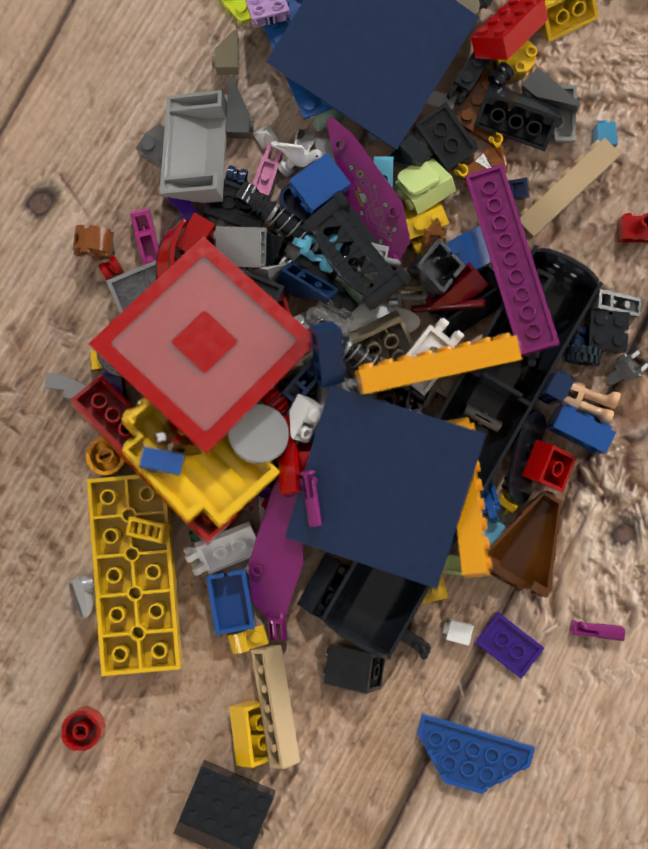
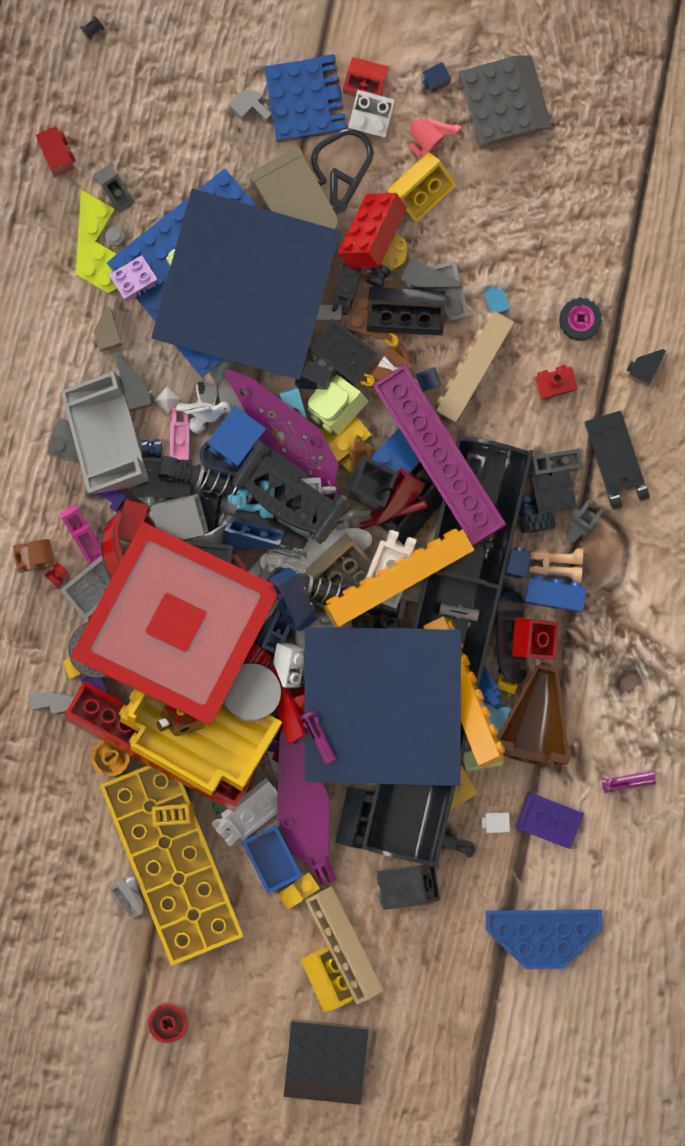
camera: 25 degrees left, 0 degrees up
(161, 461) = (171, 744): blue tile -> none

